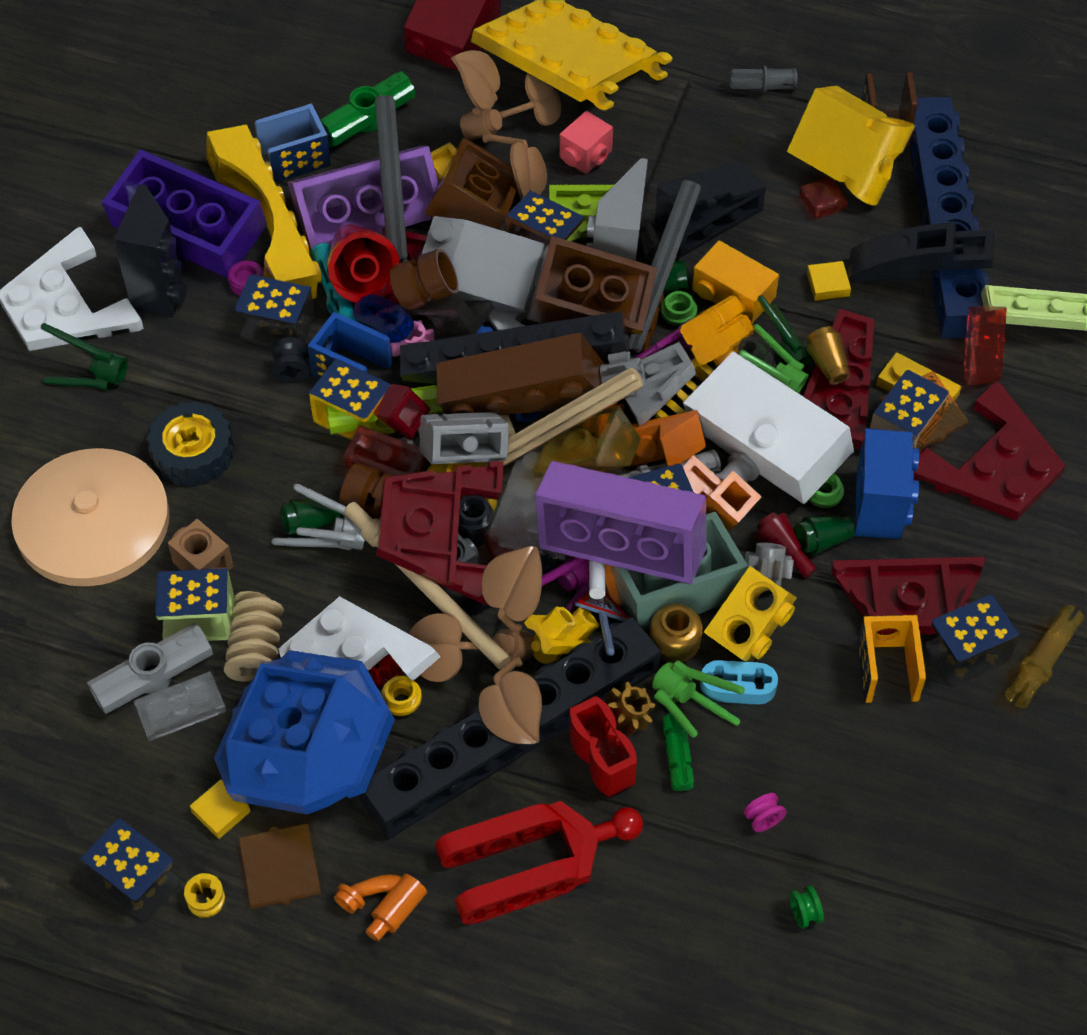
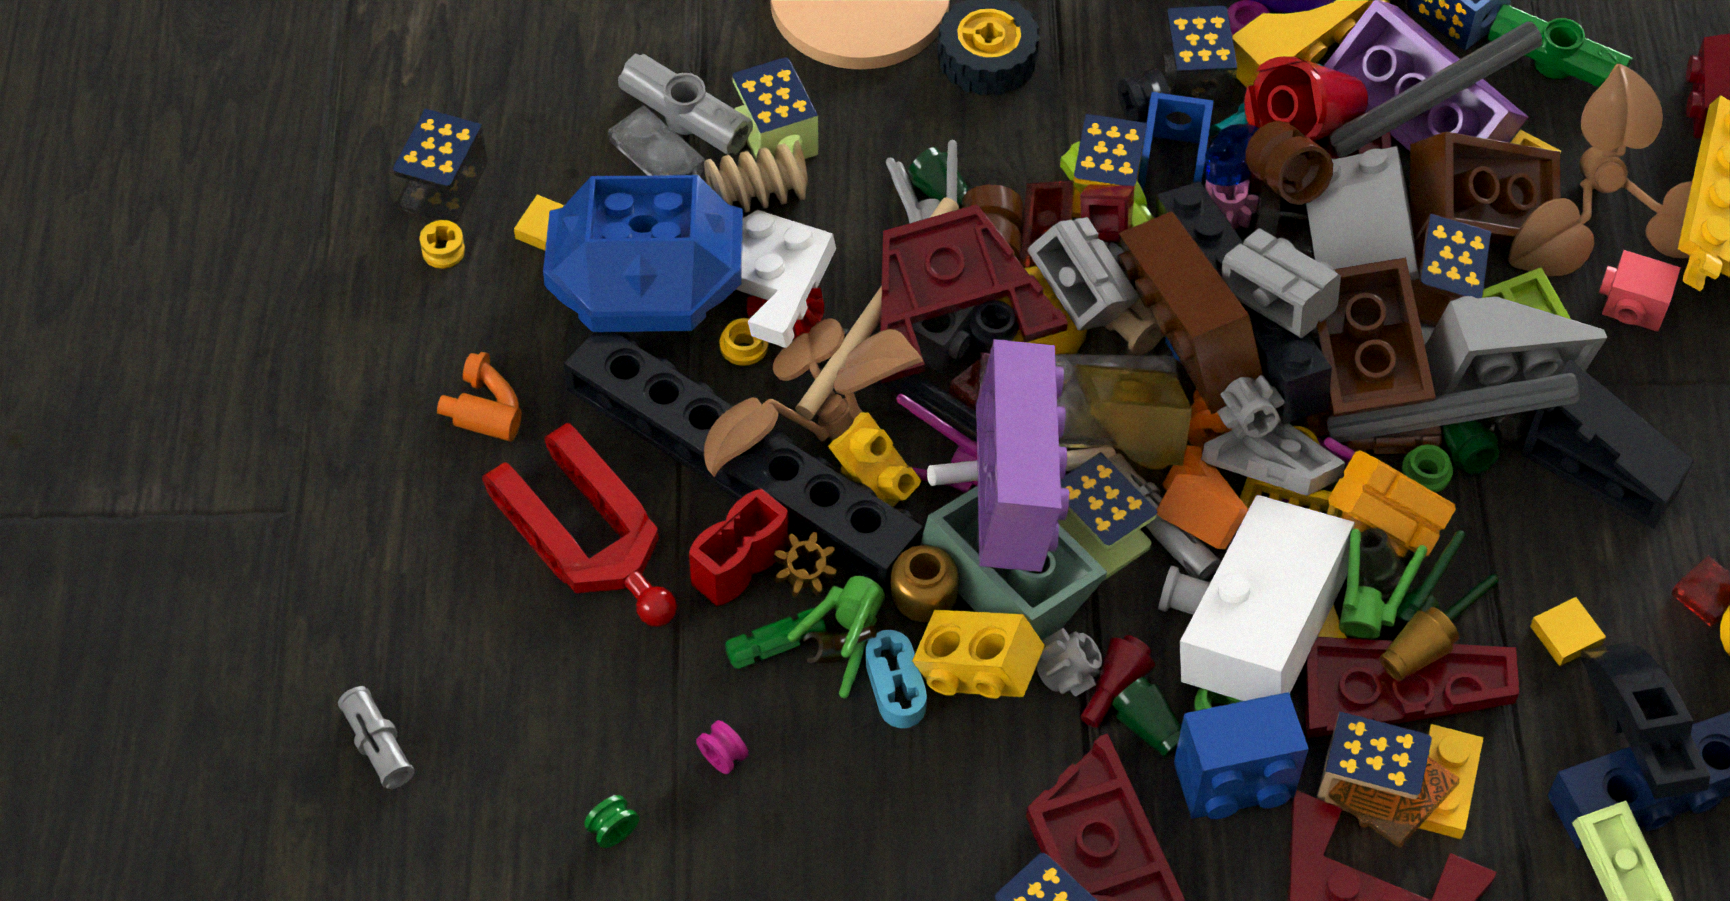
camera: 70 degrees right, 0 degrees up
(199, 538) = (846, 99): medium nougat brick -> none
(279, 866) = (501, 301): clear orange piece -> none
(546, 309) = (1281, 282): none -> light grey brick
(572, 414) = (1157, 365): tan axle -> none
(605, 607) = (927, 497): sand blue piece -> none
(700, 710) = (832, 643): none -> dark brown hand
(729, 497) = (1141, 570): orange brick -> none
(732, 273) = (1492, 511): light orange brick -> none
(906, 636) = (978, 805): light orange piece -> none
(984, 344) = (1533, 831): clear red slope -> none

